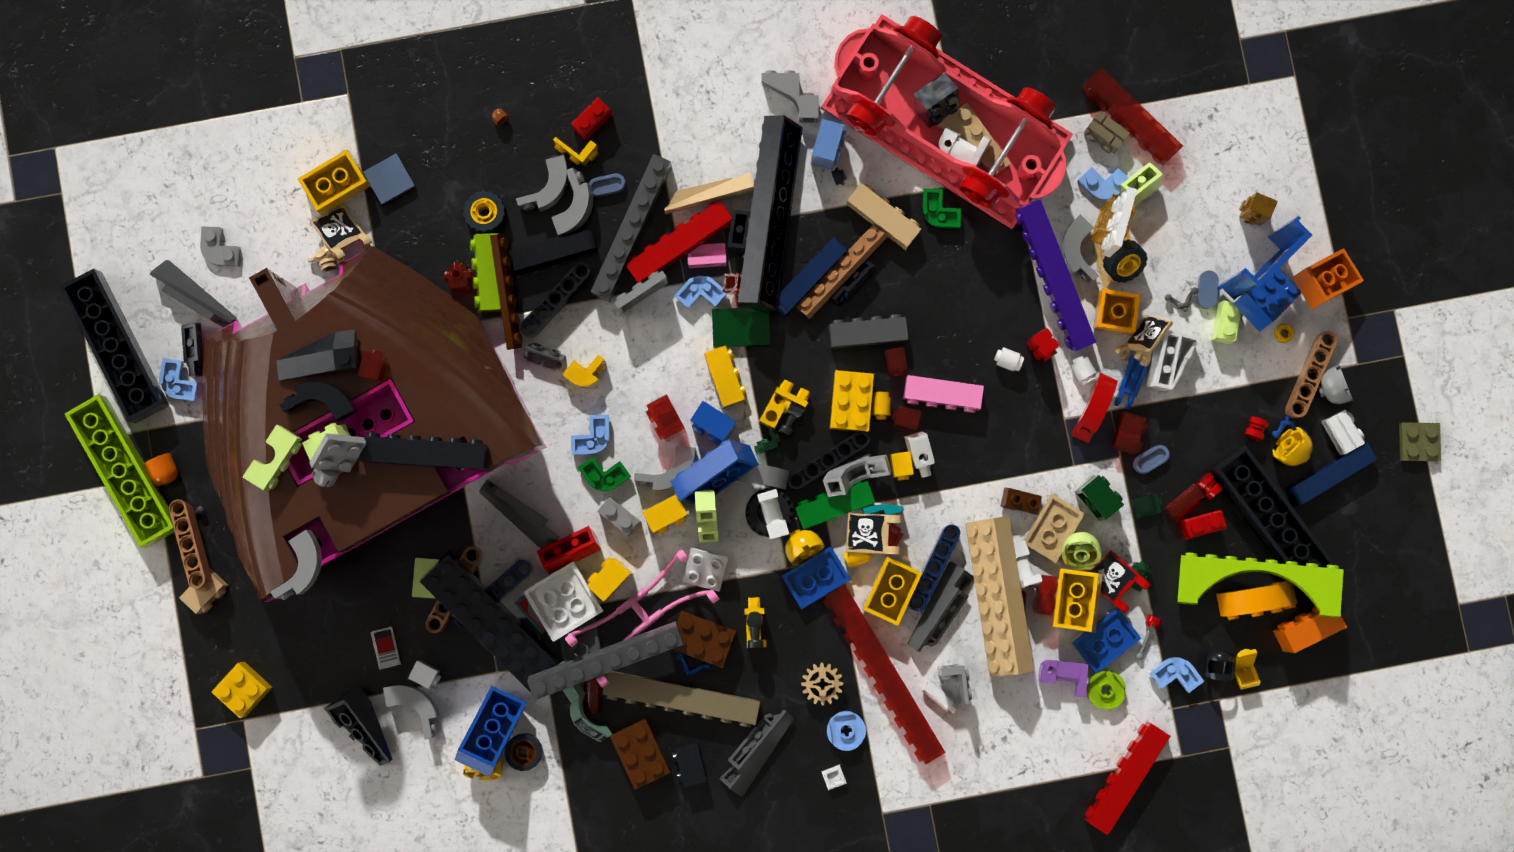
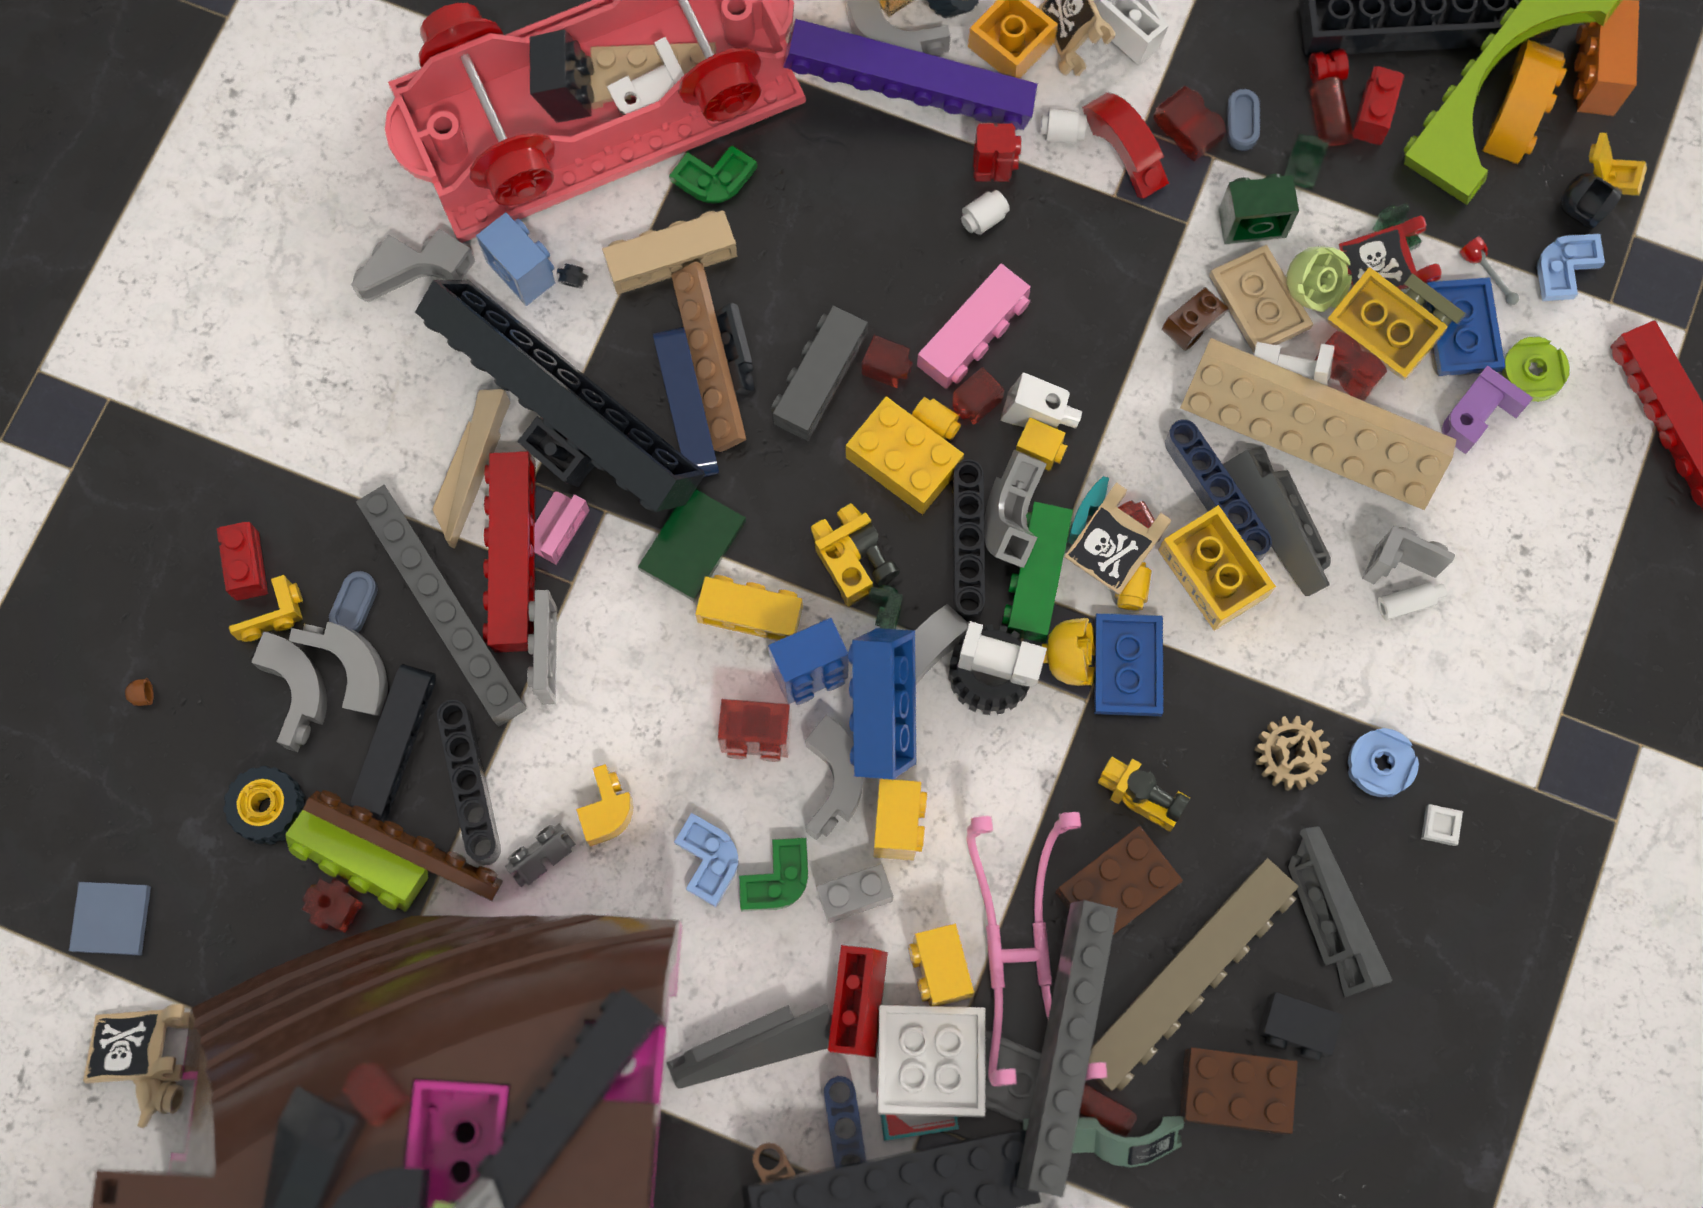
camera: 55 degrees left, 10 degrees down
(334, 182) = (51, 1004): yellow brick -> none
(689, 671) = (1154, 939): blue piece -> none
(698, 287) = (595, 560): light blue plate -> none
(705, 569) = (1018, 816): white hinge -> none
(706, 516) = (936, 755): yellowish green arch -> none
(731, 283) = (624, 509): clear red brick -> none
(884, 673) = (1332, 656): clear red brick -> none
(1104, 617) = (1424, 293): none -> olive plate
(1131, 382) = (1118, 75): blue hinge -> none

